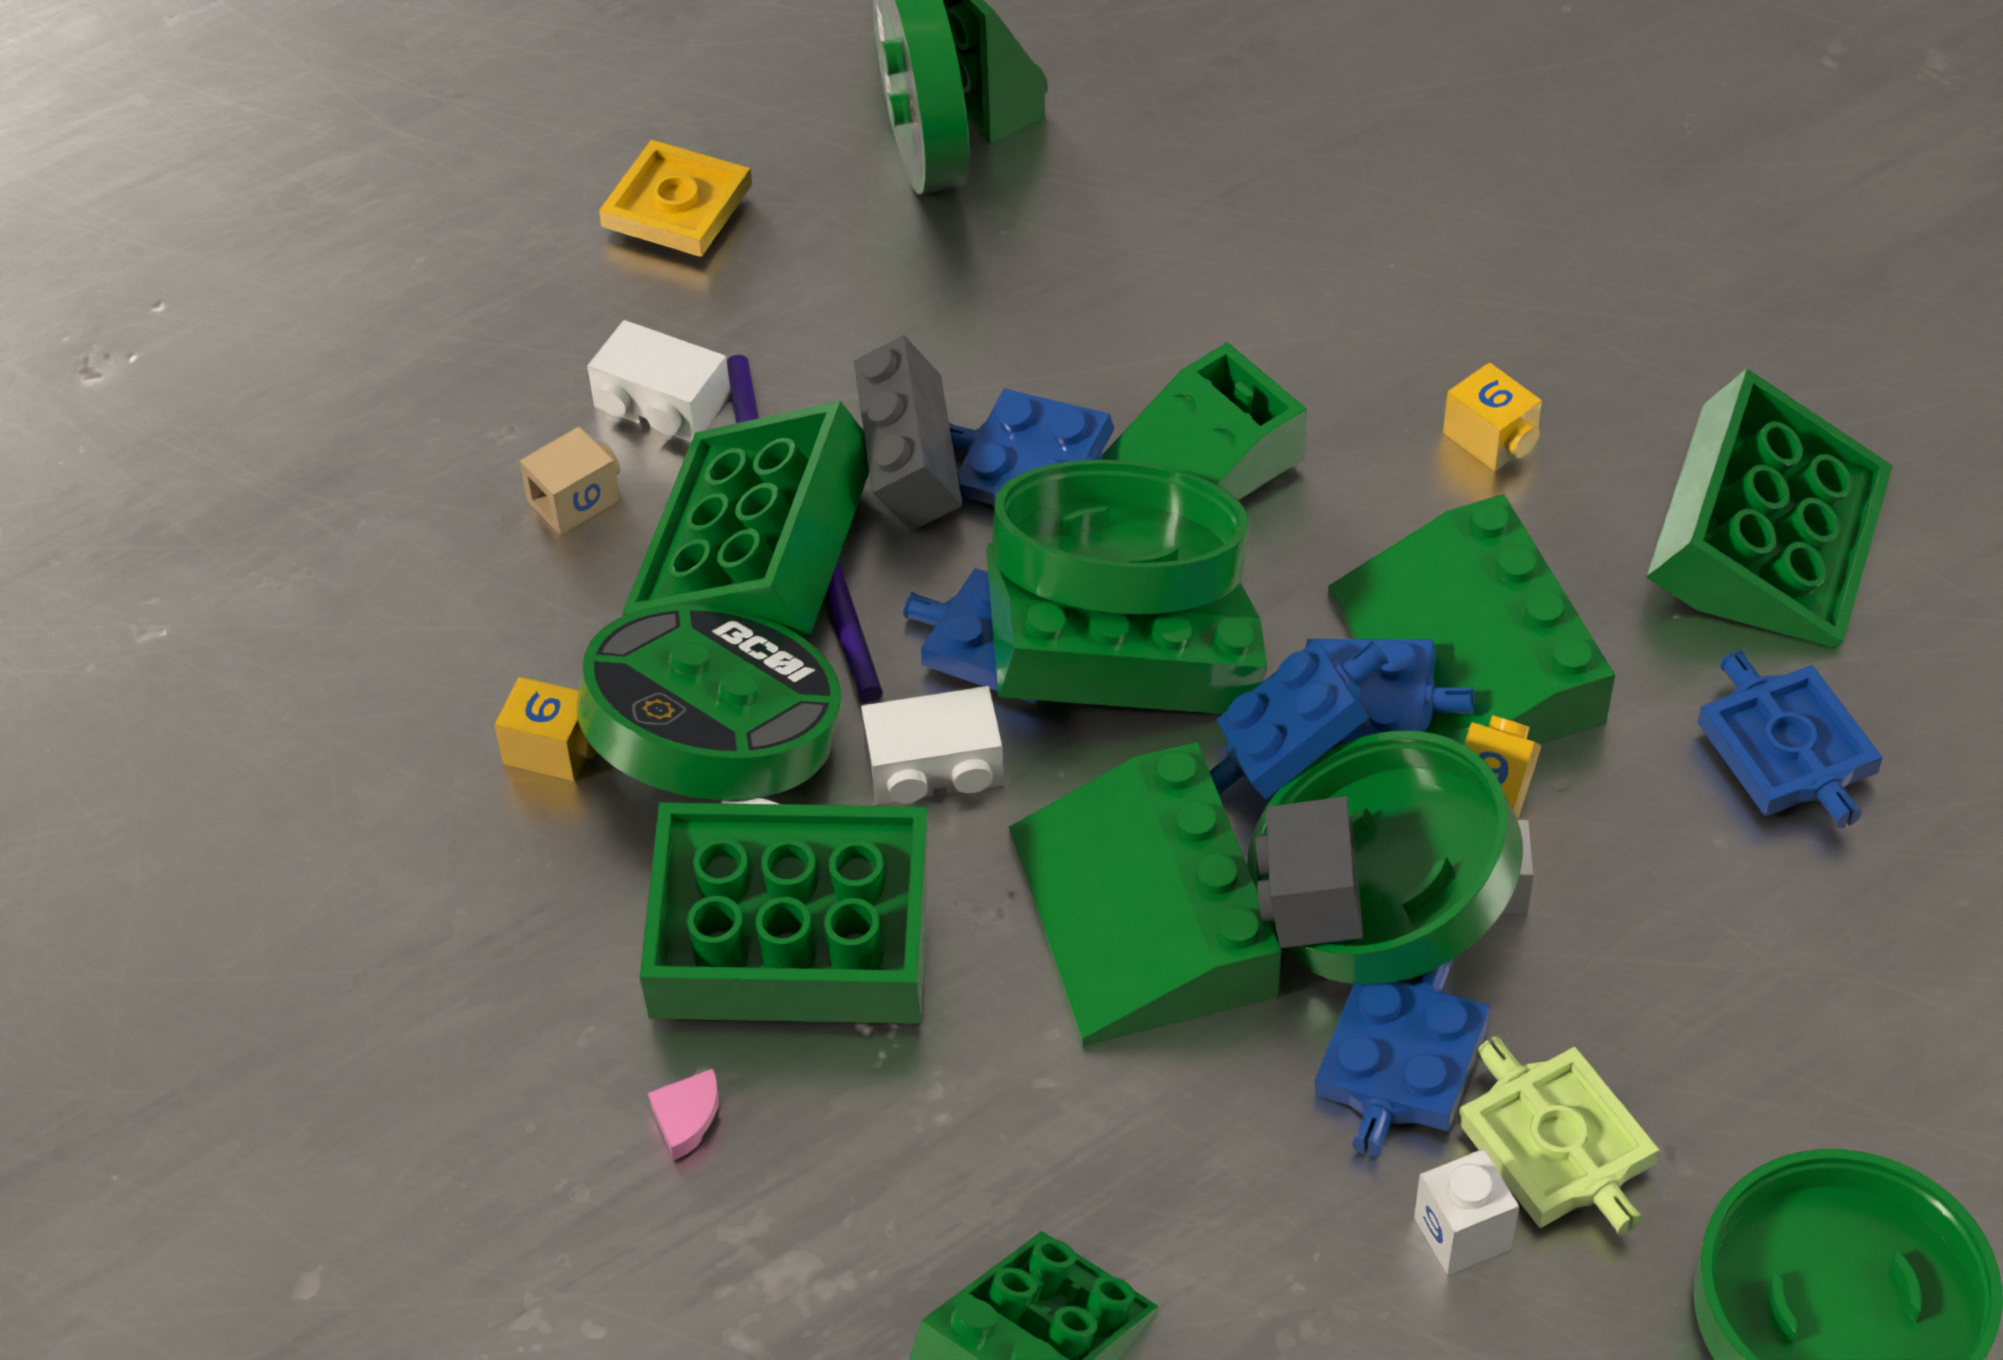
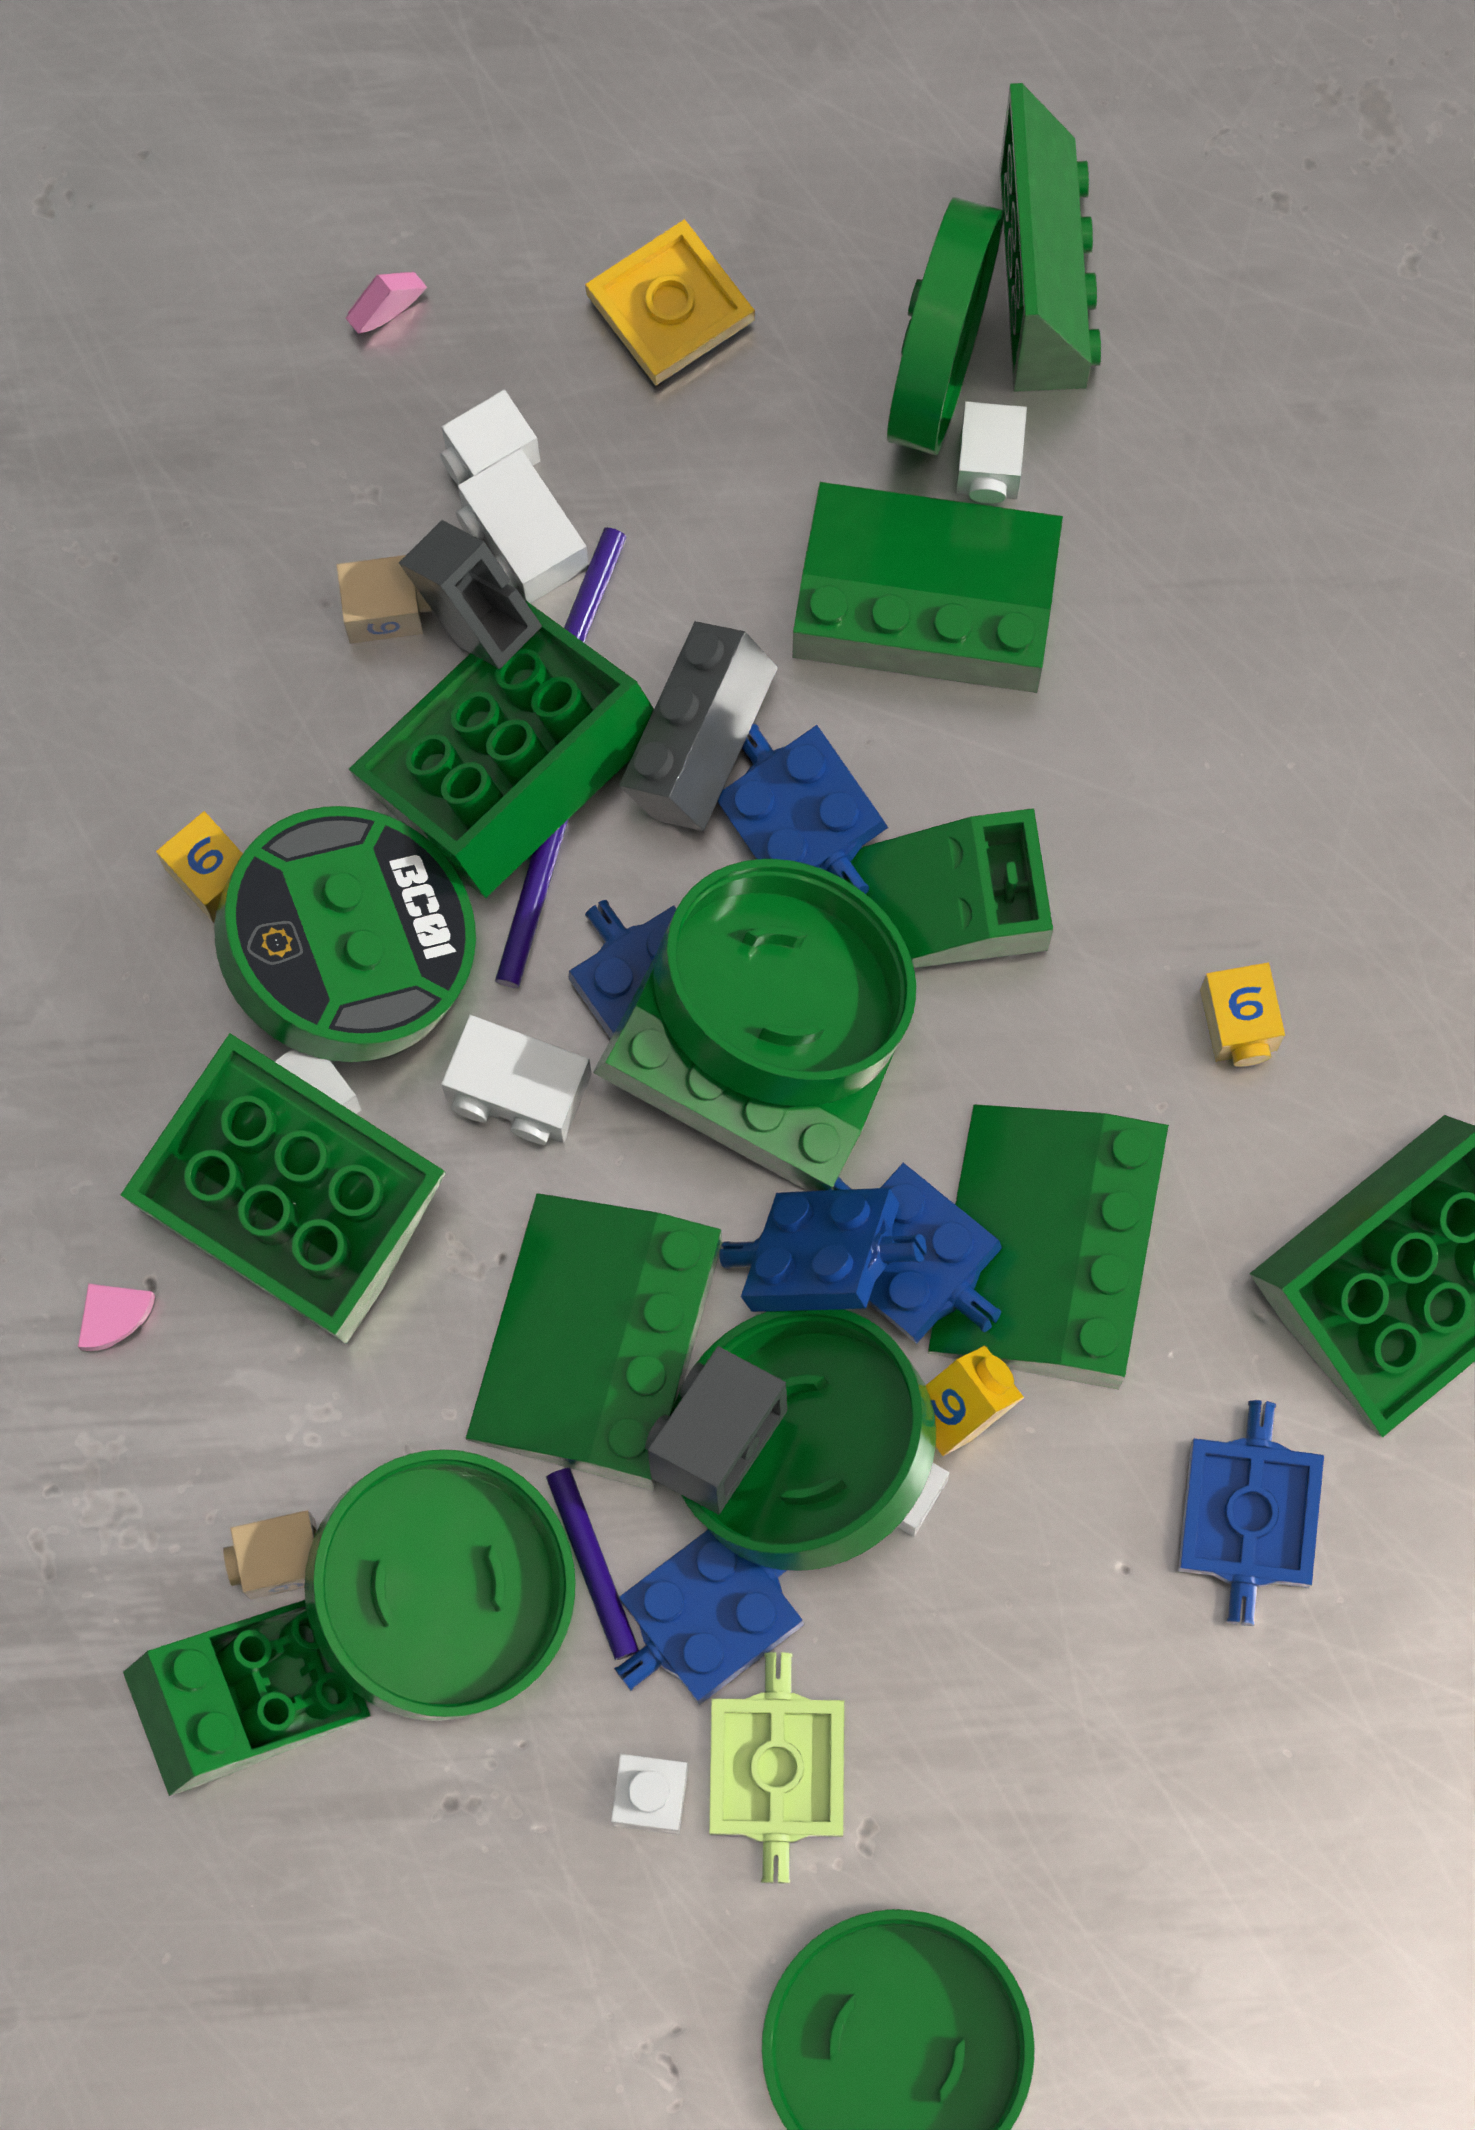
camera: 30 degrees right, 25 degrees up
(434, 296) = (384, 300): none -> bright pink tile
(582, 334) = (486, 437): none -> white brick
(659, 444) = (470, 594): none -> dark grey piece
(980, 1210) = (270, 1554): none -> tan brick
(1006, 172) = (991, 451): none -> white brick
(1025, 282) = (927, 587): none -> green slope
(1151, 1142) = (440, 1585): none -> green piece
(1270, 1074) = (592, 1564): none -> dark purple bar

